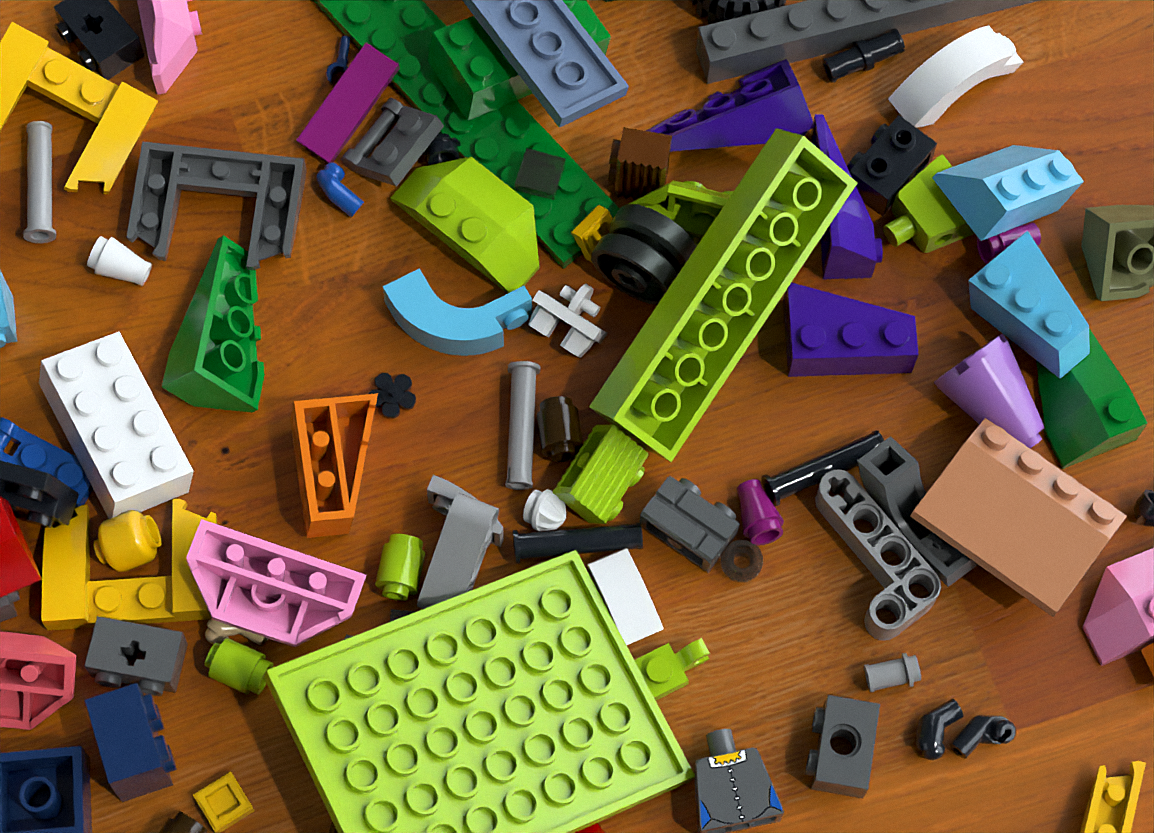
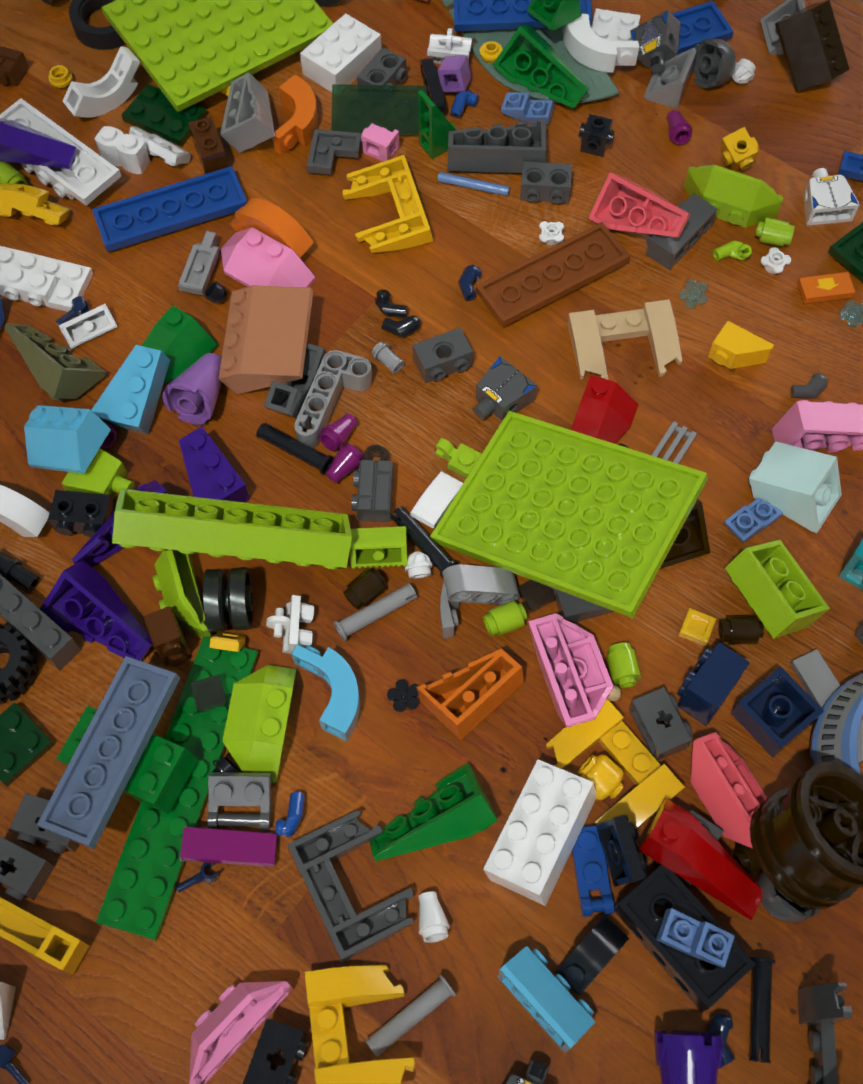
camera: 120 degrees left, 5 degrees down
(811, 533) = (336, 433): none -> magenta cone

